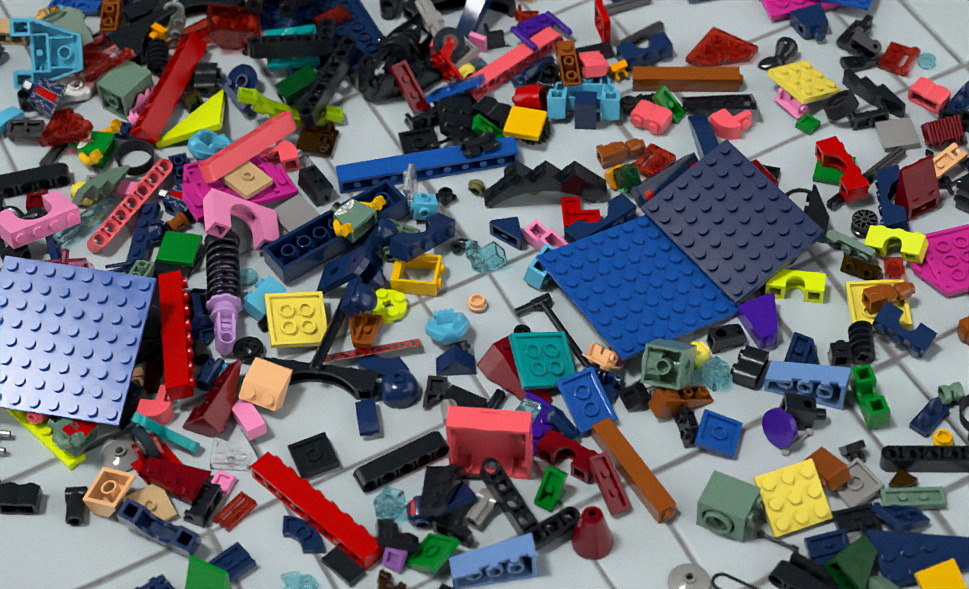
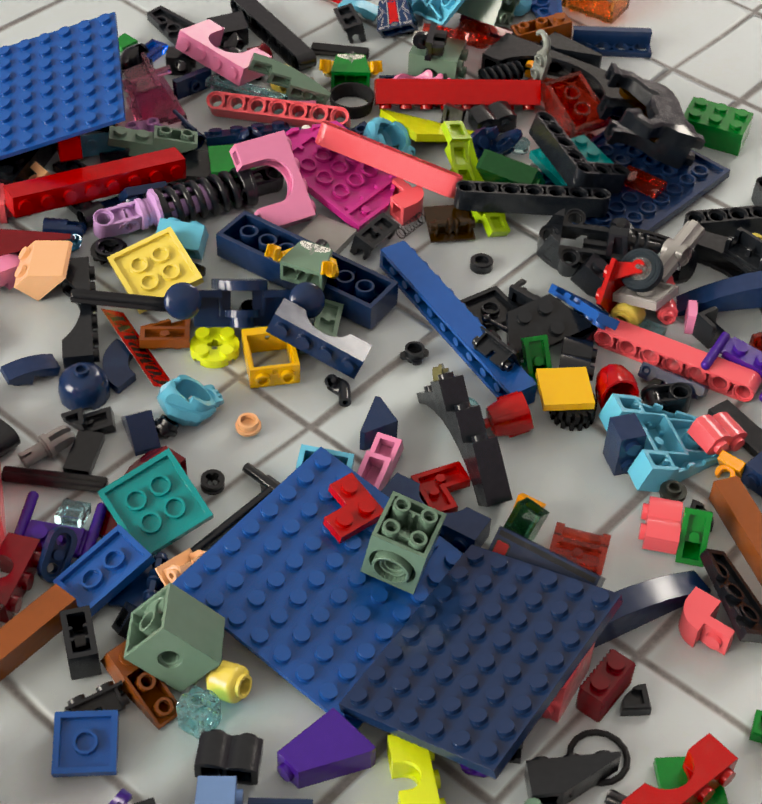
camera: 65 degrees right, 5 degrees down
(65, 127) = (362, 42): clear red plate -> none
(123, 77) = (433, 41): none -> black hips
(247, 180) = (343, 175): tan plate -> none
(248, 277) = (216, 223): clear light blue tile -> none
(367, 135) = (481, 263): none -> black tile
(409, 87) = (566, 264): dark red plate -> none
(410, 182) = (402, 308): clear wing -> none
(423, 206) = (380, 333): medium azure brick -> none
(486, 258) = (319, 409): clear light blue brick -> none
(533, 154) = (509, 415): none -> red helmet
(567, 63) = (705, 399): dark orange slope -> none
(598, 250) = (357, 511): none -> red plate
(617, 152) = (576, 504): dark orange piece -> none
(642, 231) = (403, 542): none -> sand green brick
(642, 422) = (80, 642): none -> black brick
(725, 337) = (276, 712): black leg -> none

